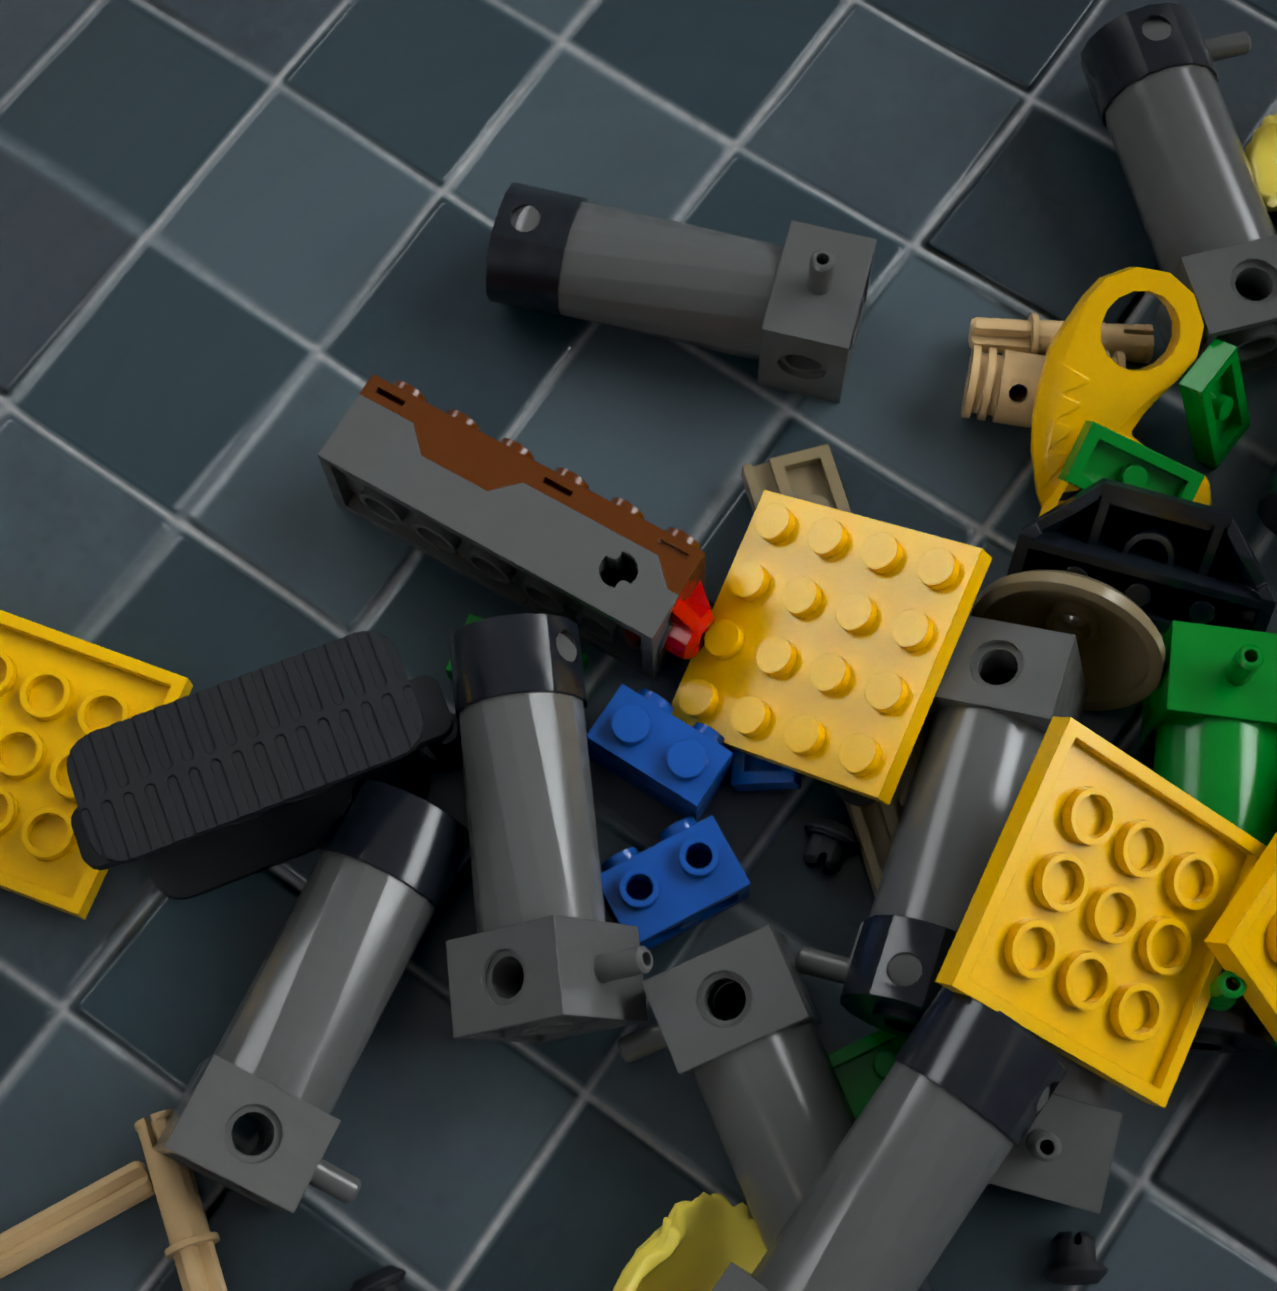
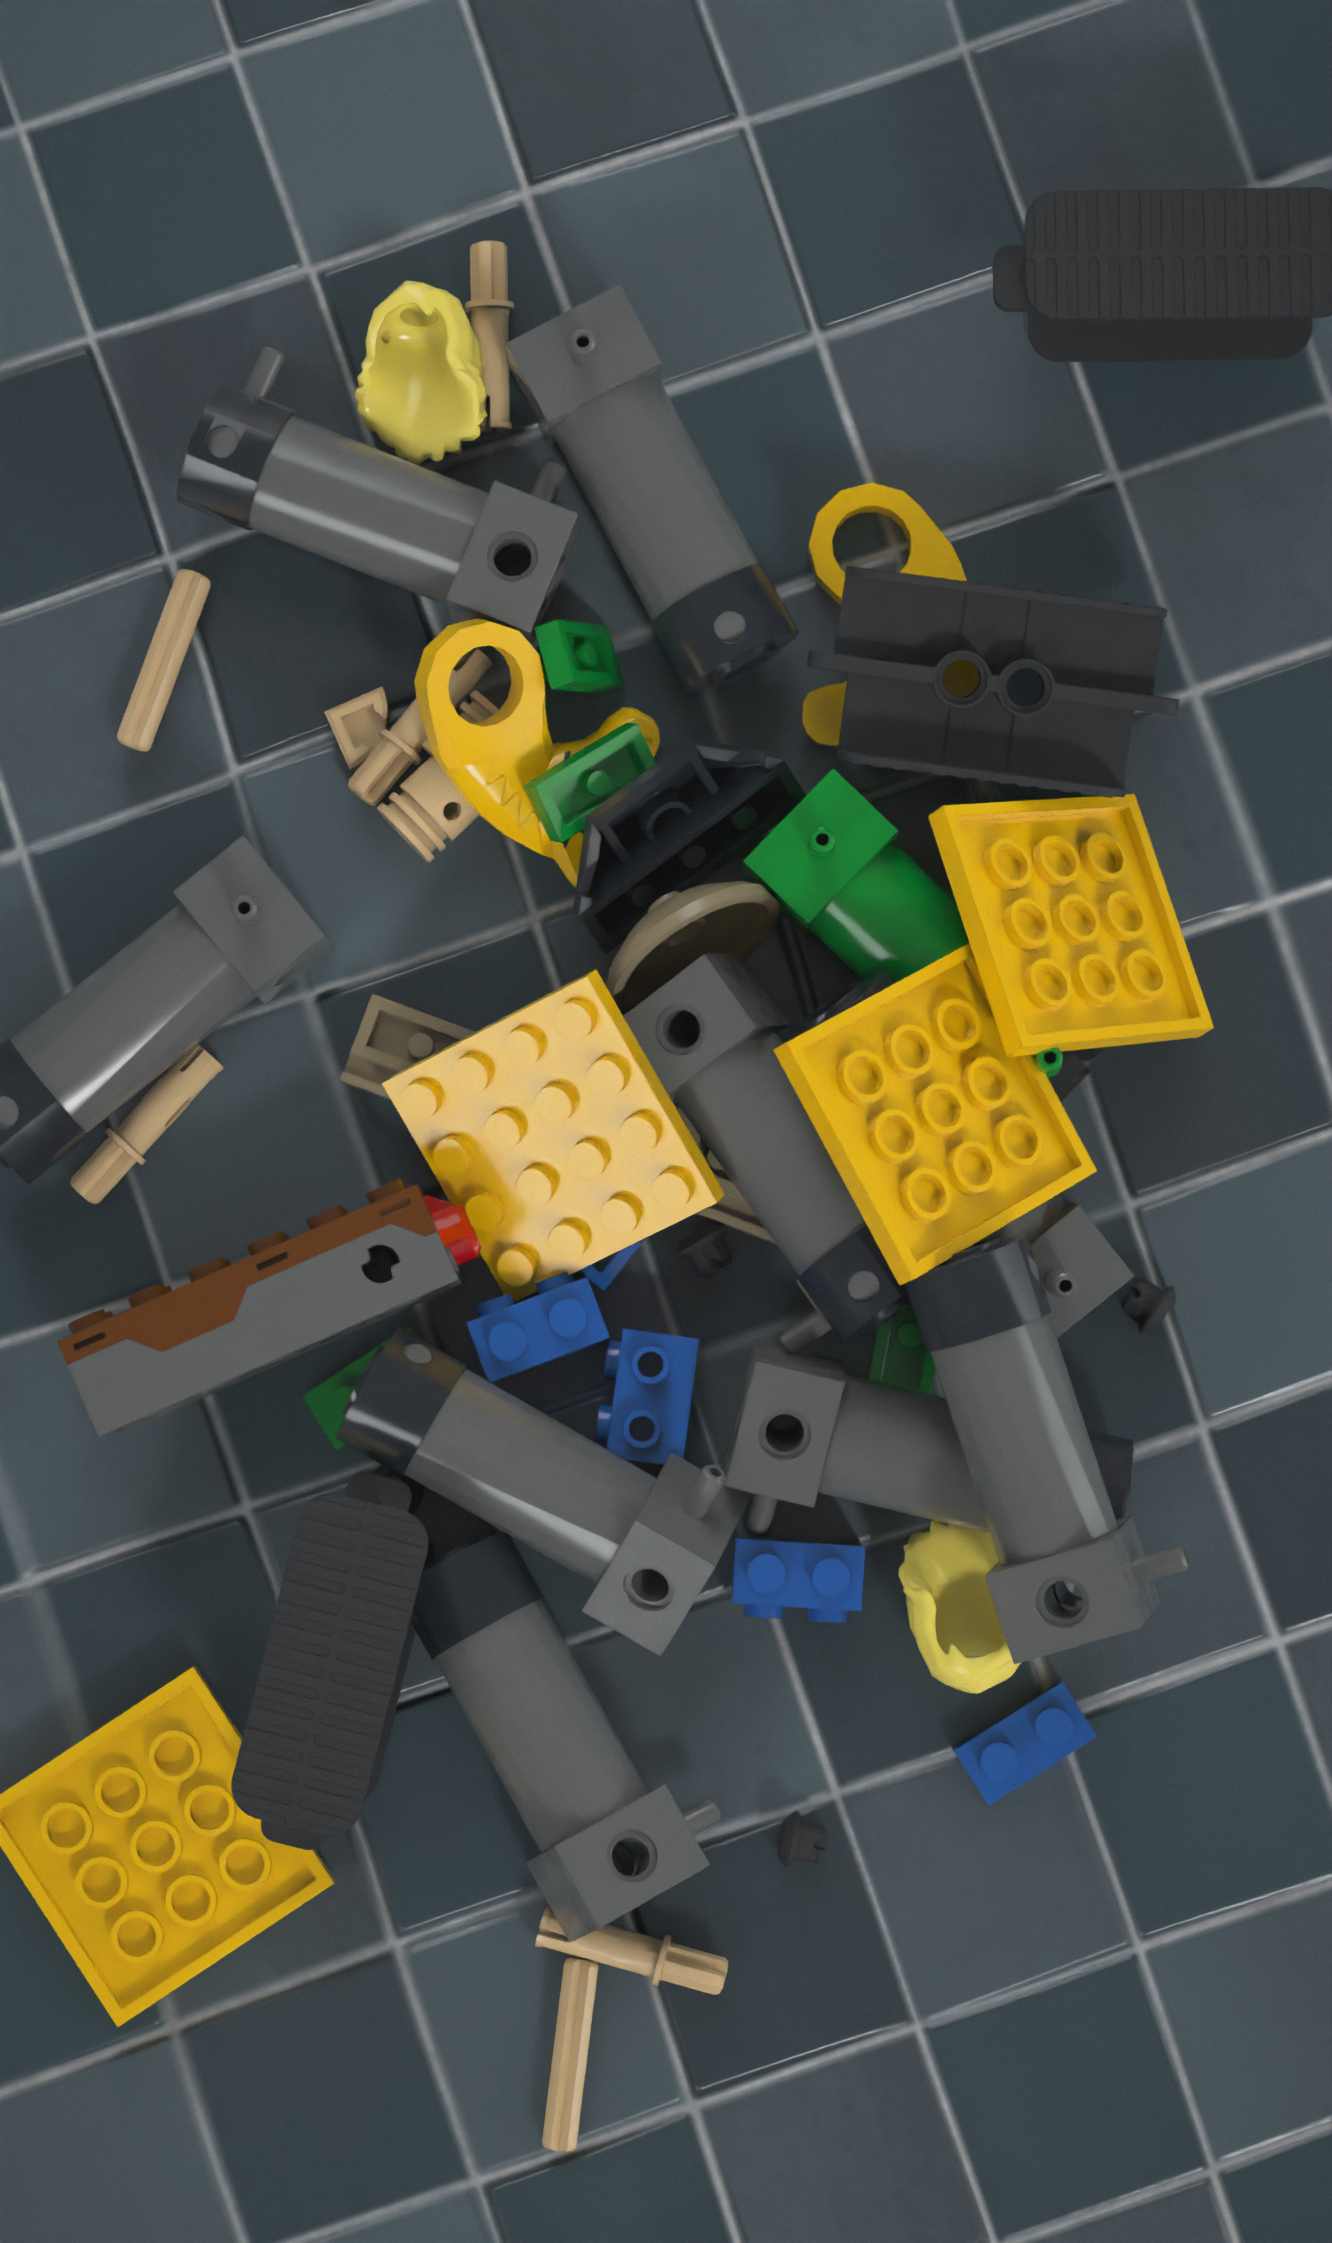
camera: 55 degrees left, 15 degrees up
(599, 356) = (145, 1124): none -> tan axle
(612, 1116) = (799, 1575): none -> blue brick
(955, 138) = (163, 660): none -> tan axle
(1023, 296) = (358, 725): none -> tan tile

